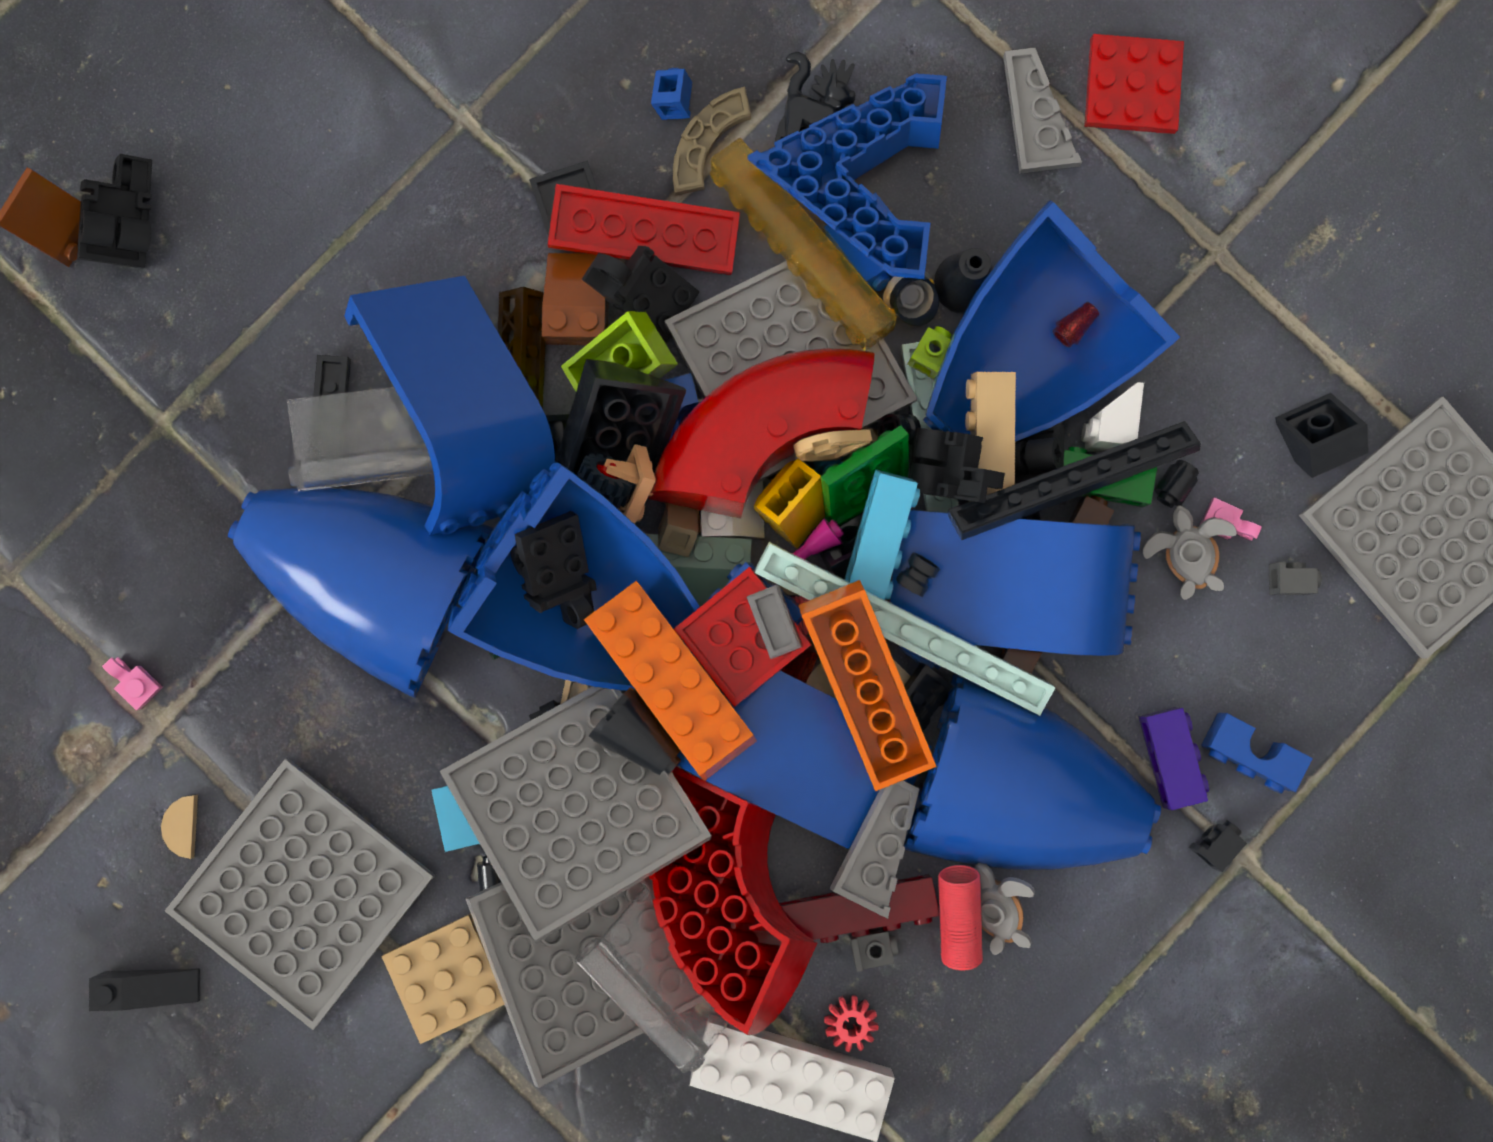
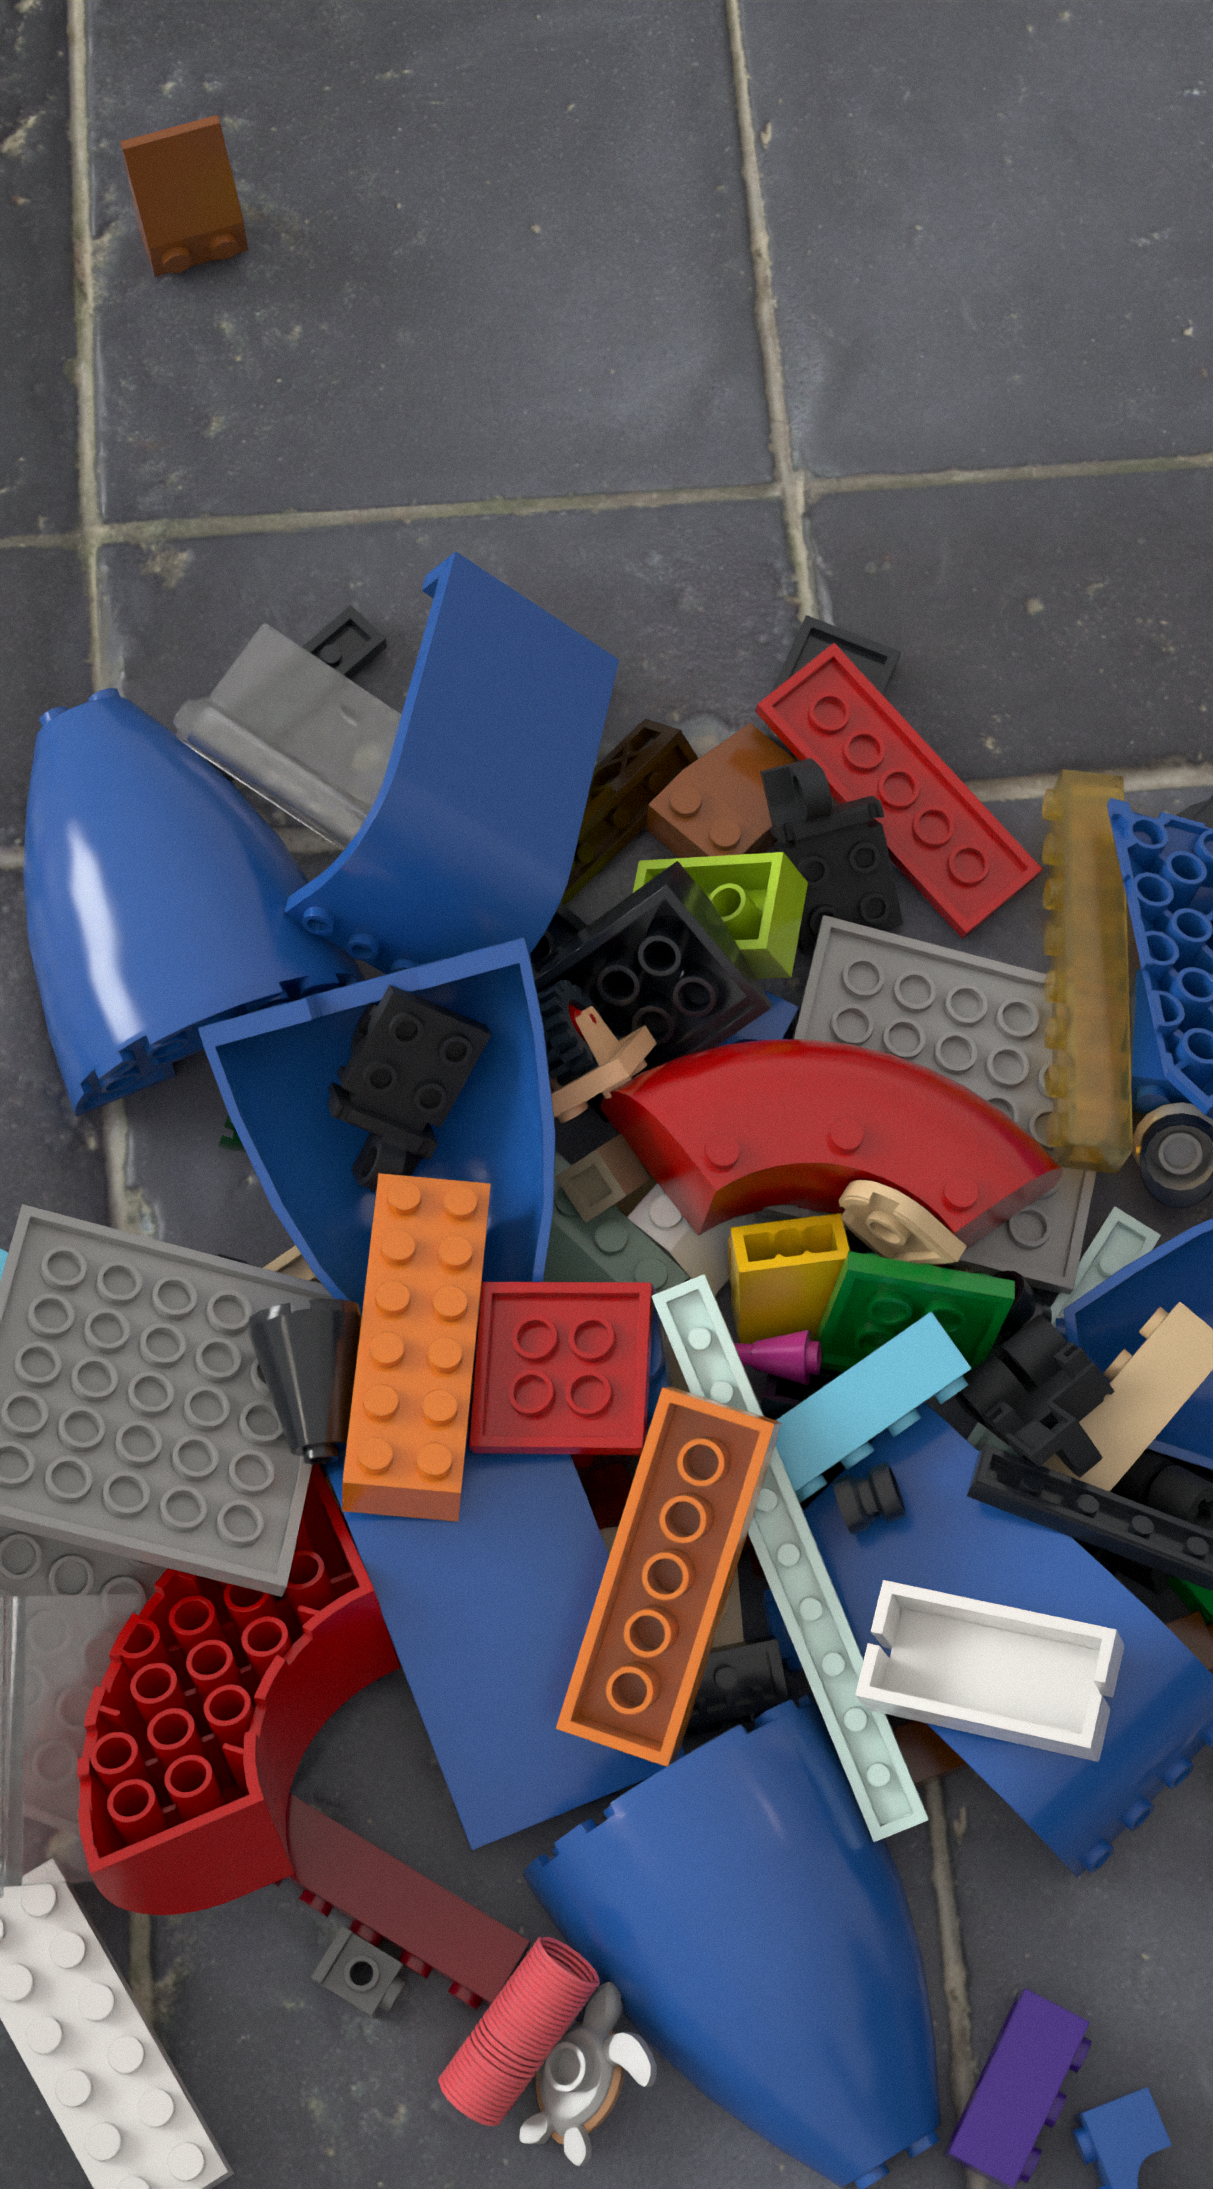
camera: 40 degrees right, 15 degrees down
(113, 217) = (266, 259): black plate -> none
(672, 93) = (1081, 660): blue brick -> none
(701, 135) = (1077, 742): dark tan tile -> none
(774, 621) = (620, 1377): flat silver tile -> none
(839, 1028) = (218, 2049): coral gear -> none
(874, 856) = (478, 1833): light grey wing -> none
(923, 358) = (1124, 1238): lime brick -> none
(1038, 610) = (991, 1670): none -> white piece

